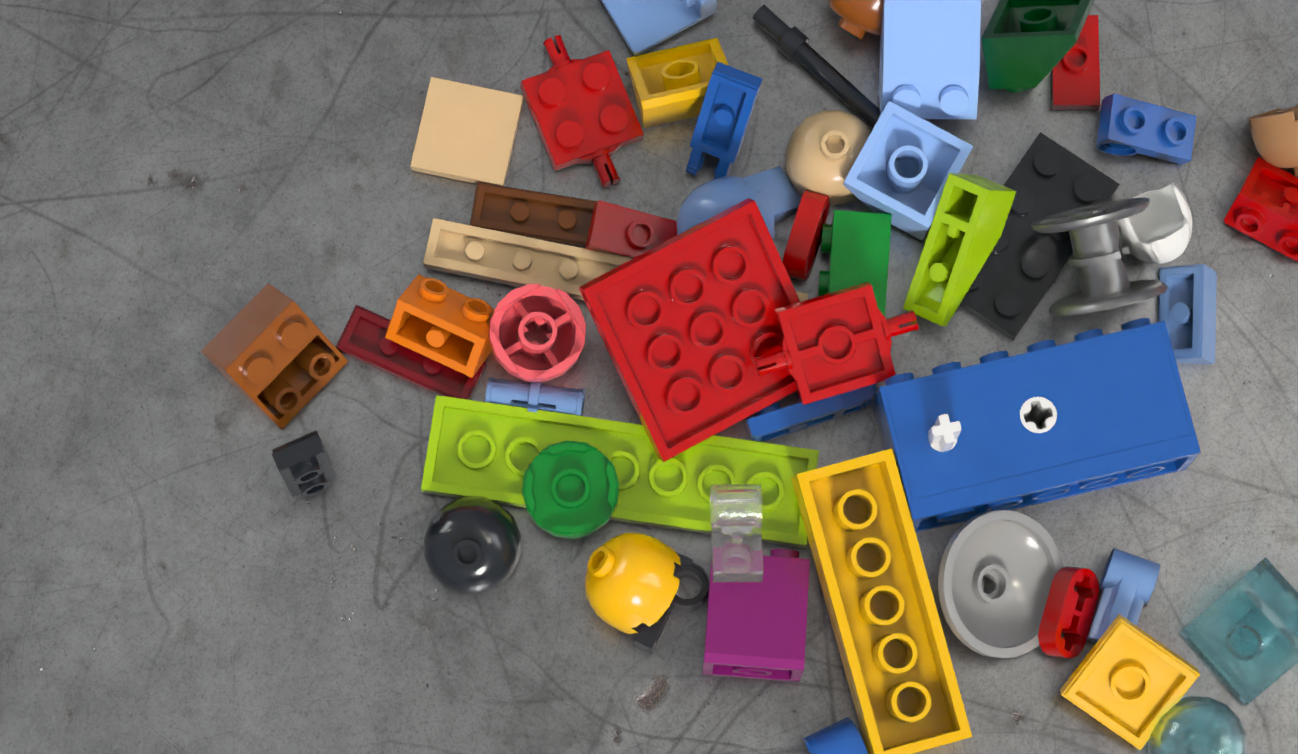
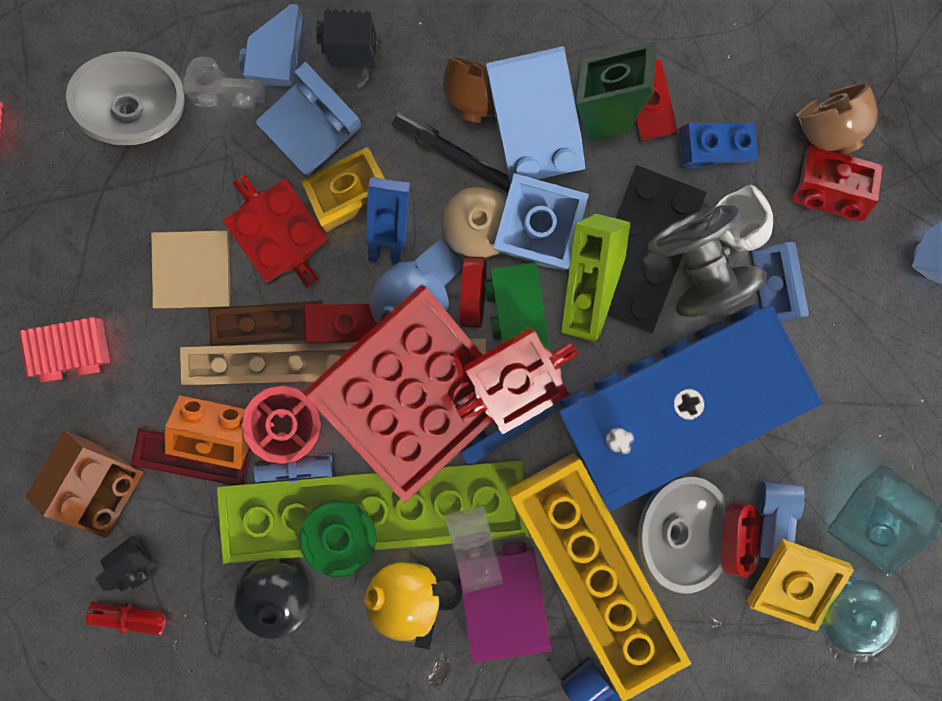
camera: 10 degrees left, 10 degrees up
(282, 530) = (126, 618): none -> red axle
(291, 188) = (64, 348): none -> coral brick

